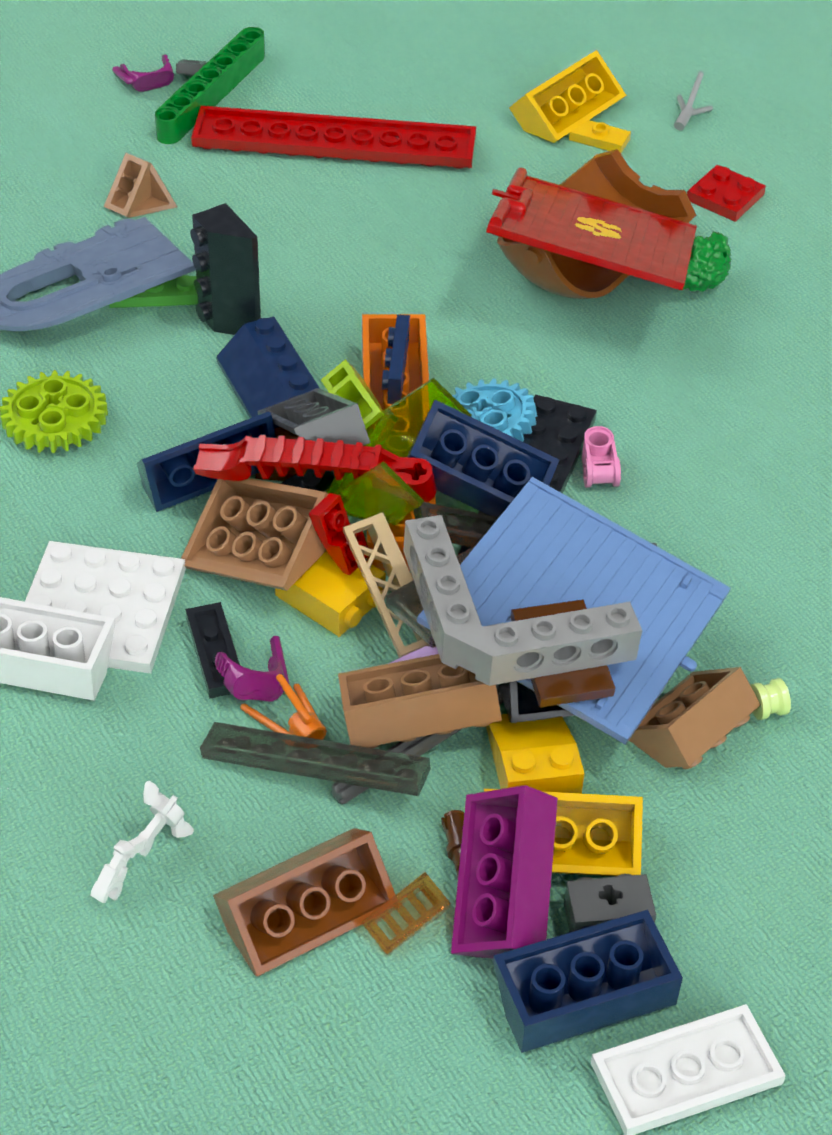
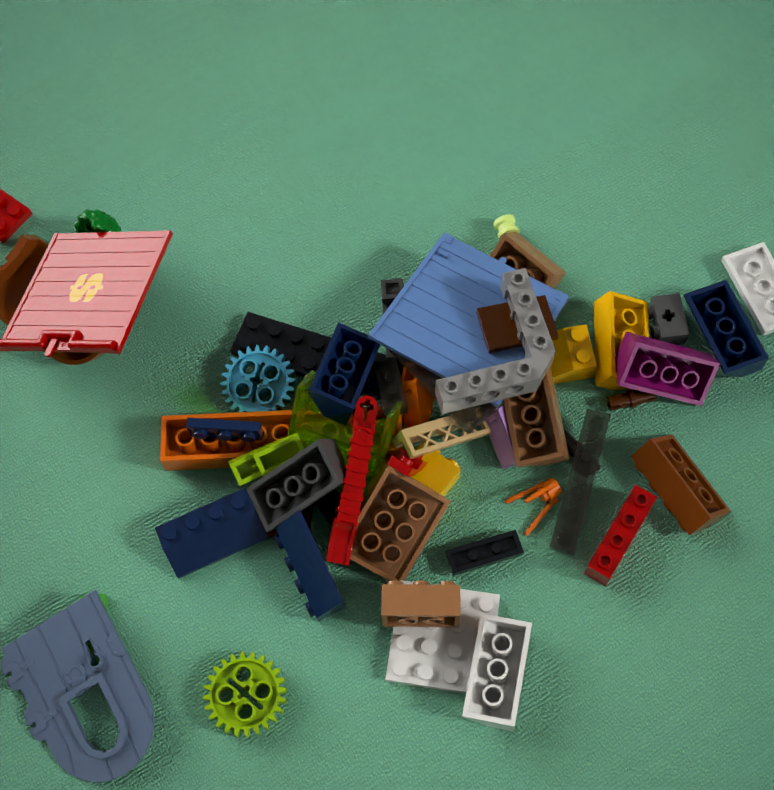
camera: 85 degrees left, 20 degrees up
(132, 549) = (420, 604): none -> medium nougat brick
(166, 812) = (635, 566): white piece -> none
(225, 269) = (120, 557): black slope -> none
(227, 808) = (620, 535): none -> red brick
(253, 684) = (520, 532): magenta helmet -> none
(430, 891) = (676, 414): clear orange slope -> none
(600, 458) = (301, 310): bright pink piece -> none

